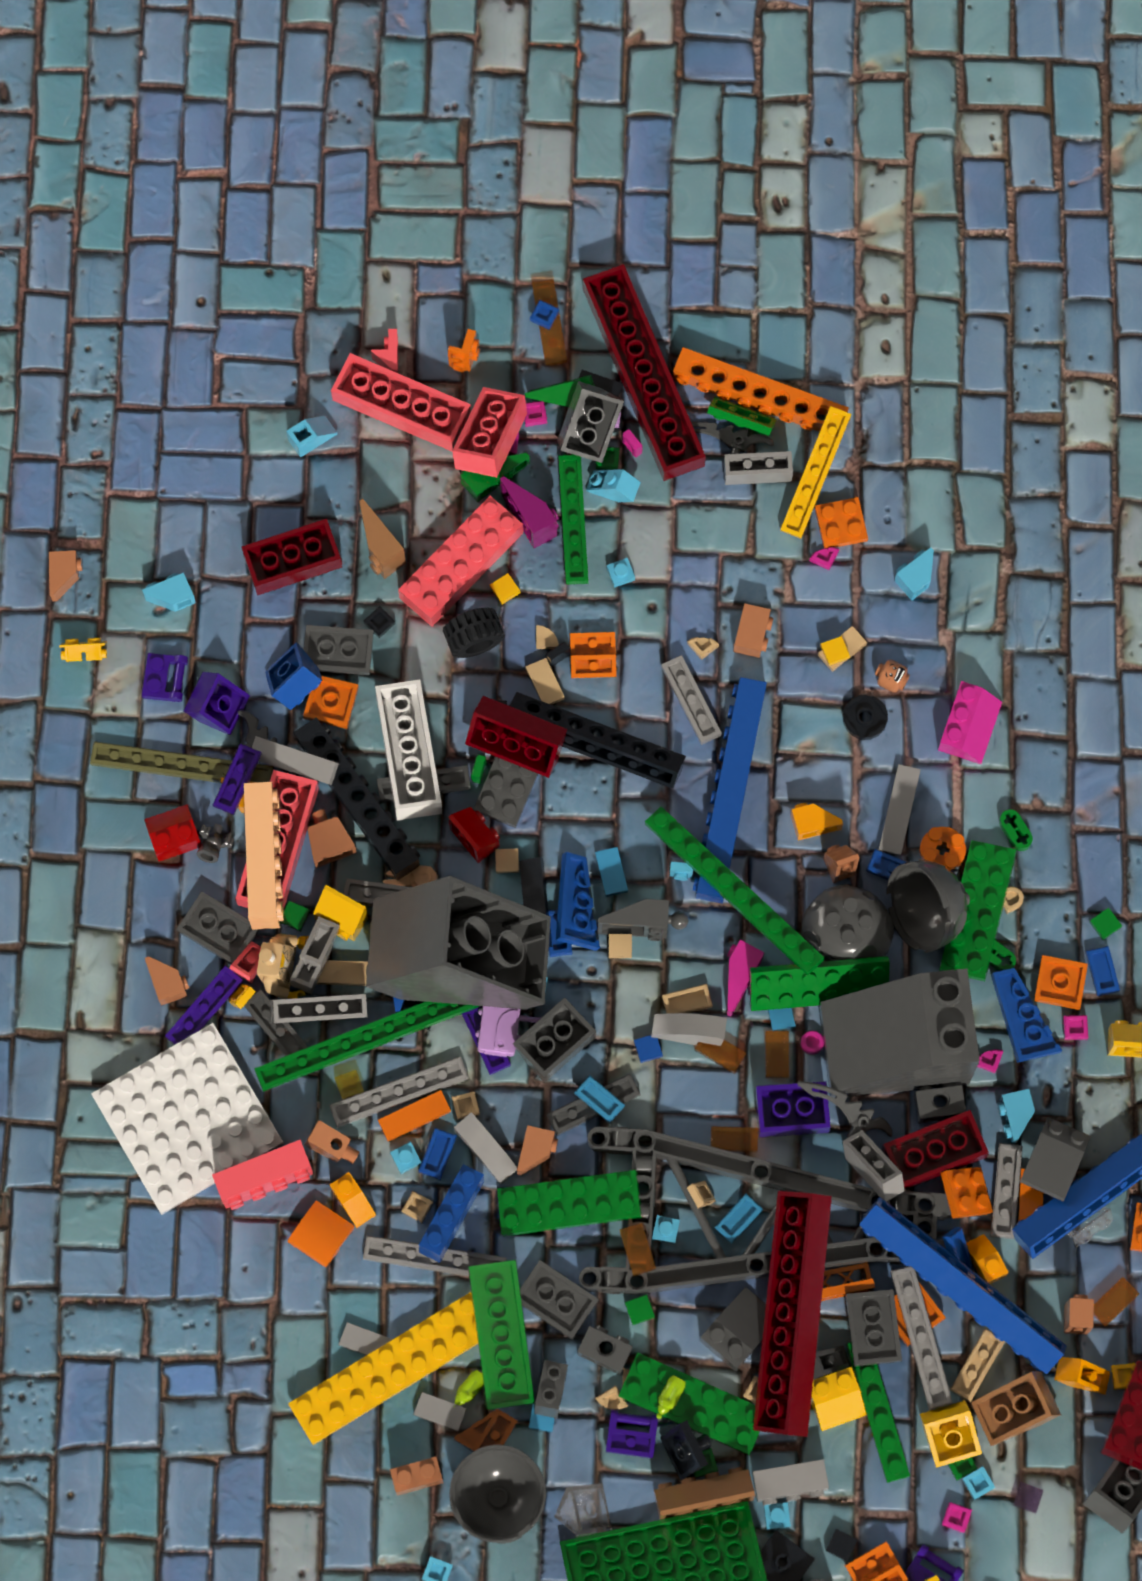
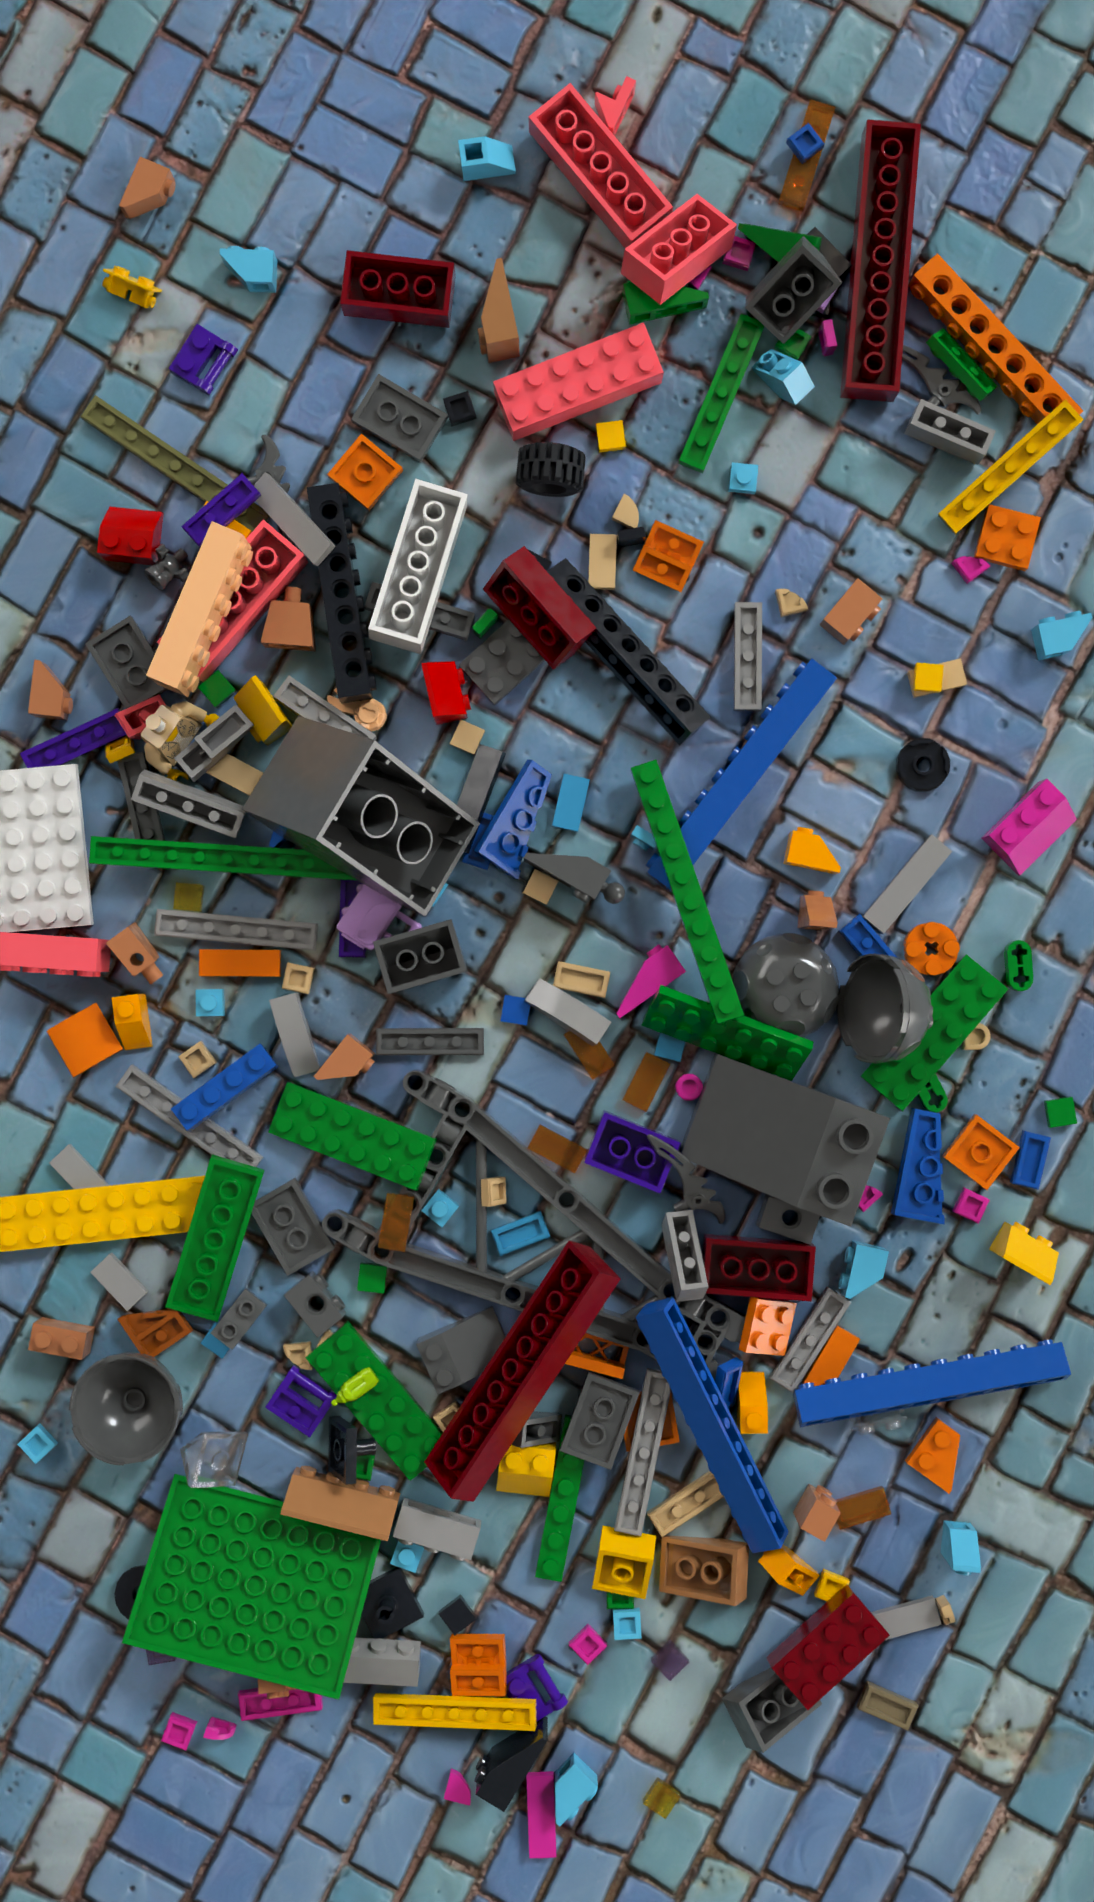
camera: 30 degrees right, 15 degrees up
(216, 702) = (243, 414): dark purple slope -> none
(293, 677) = (335, 425): blue slope -> none
(437, 1154) = (244, 1014): blue tile -> none
(462, 359) = (694, 149): orange bracket -> none
(469, 1388) = (159, 1273): lime piece -> none
(538, 520) = (680, 365): magenta slope -> none
(599, 1099) = (437, 1041): dark azure tile -> none
(892, 676) = (975, 734): nougat head -> none
(1055, 1159) = (877, 1340): dark grey slope -> none

